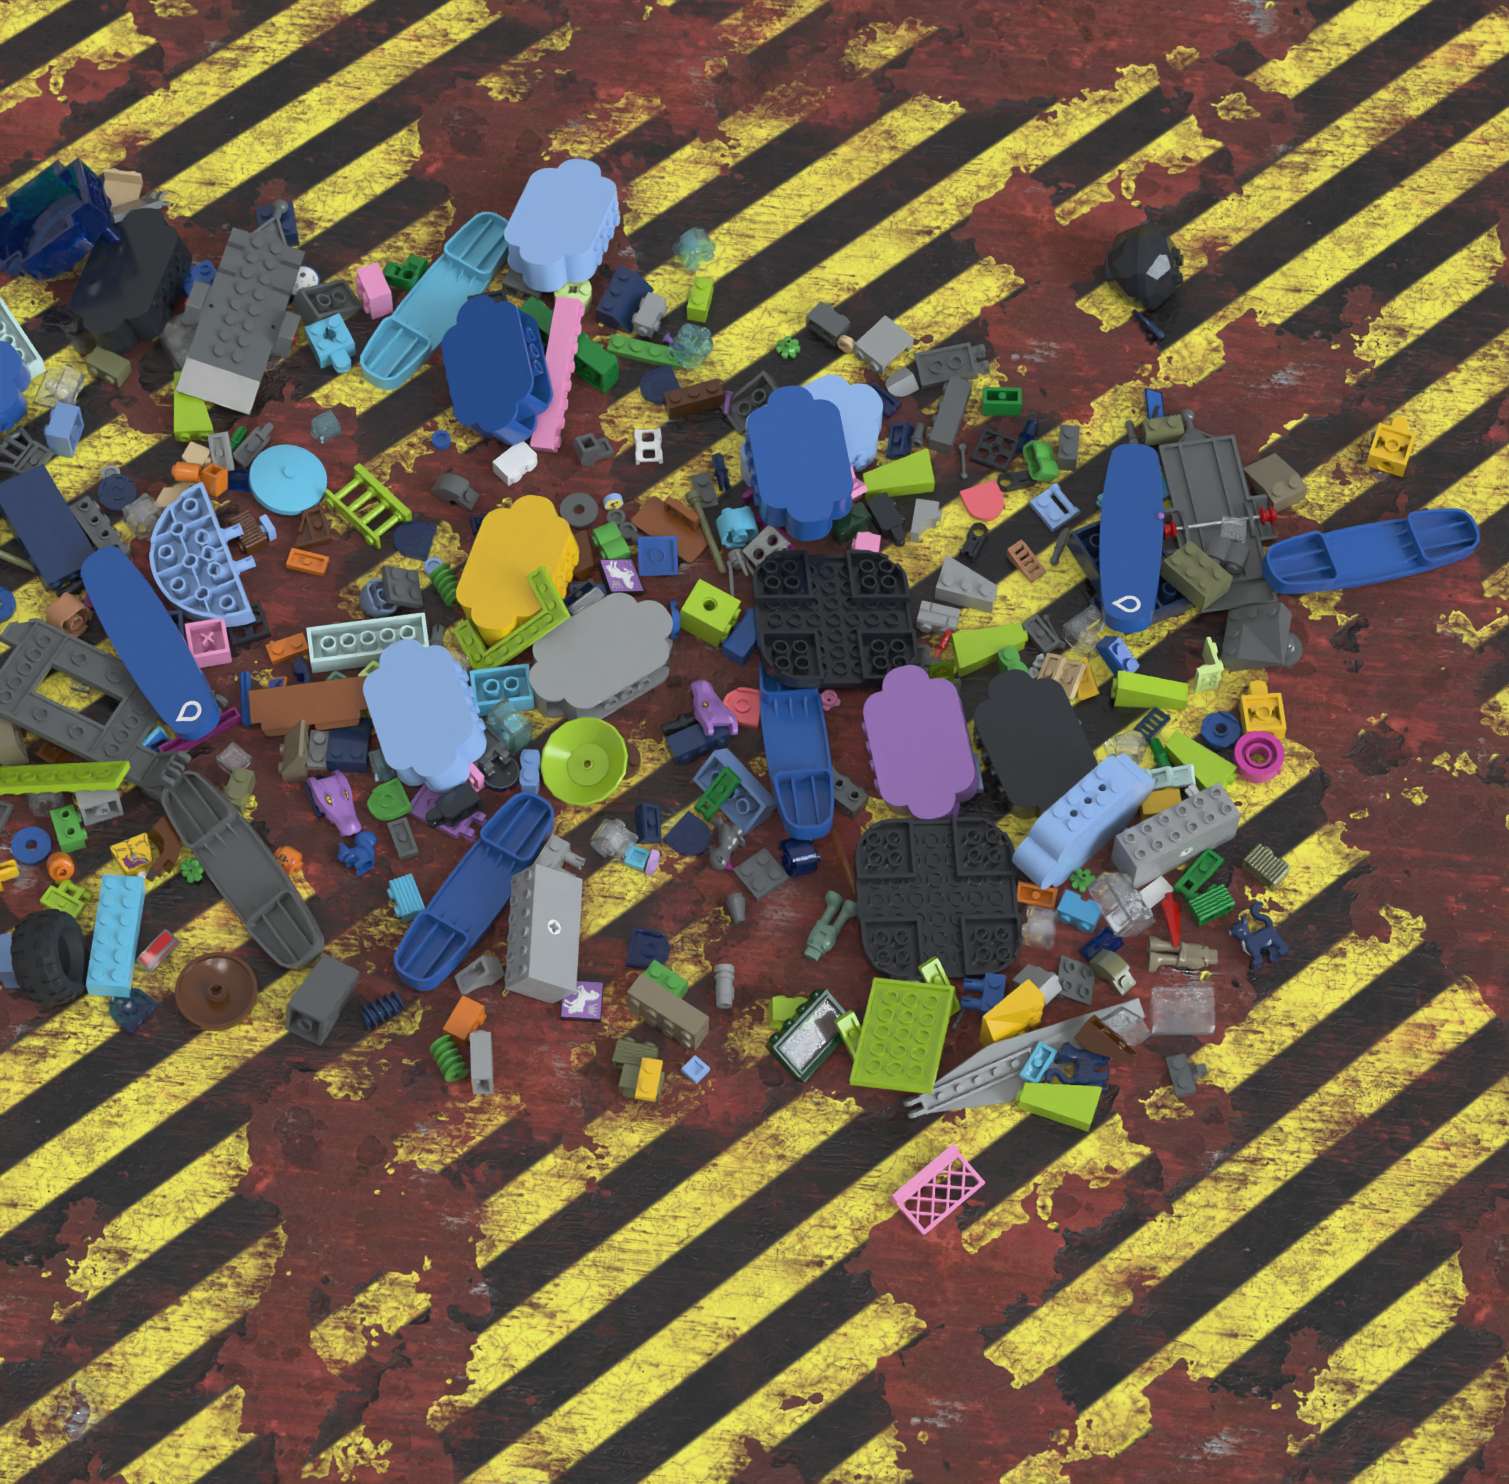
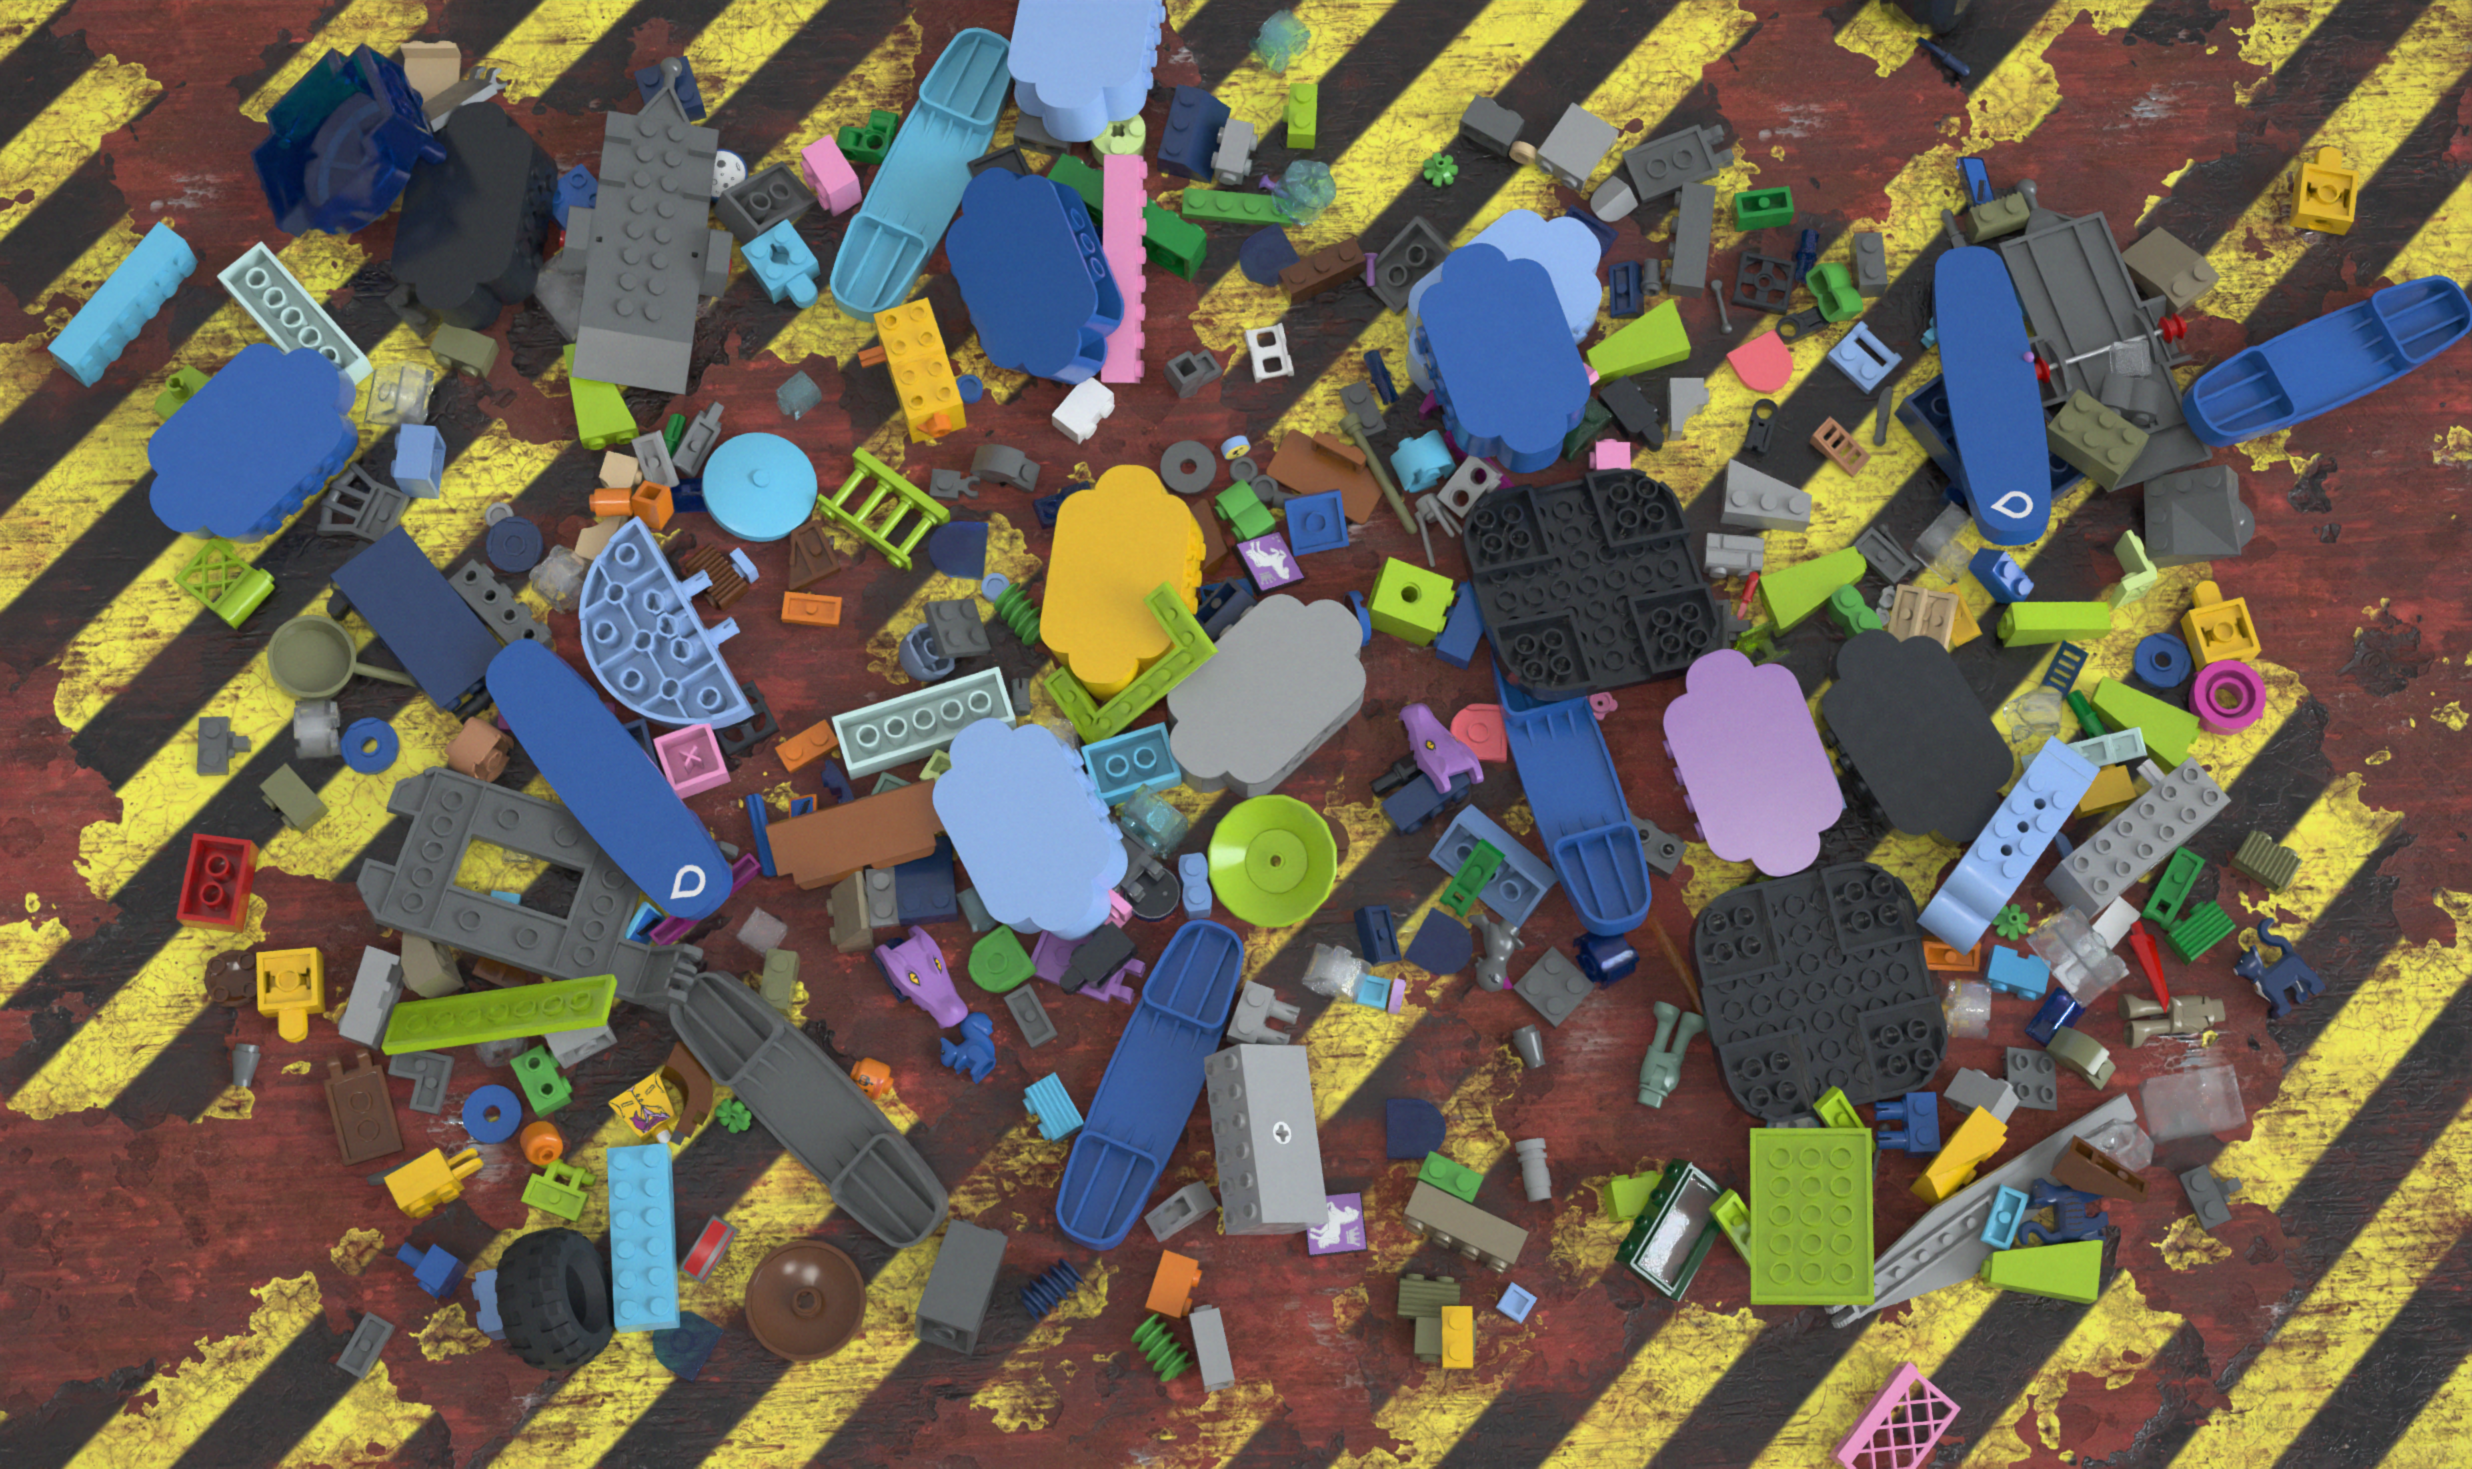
camera: 10 degrees left, 10 degrees up
(407, 419) = (918, 369): none -> yellow piece
(415, 498) = (948, 485): none -> dark grey plate

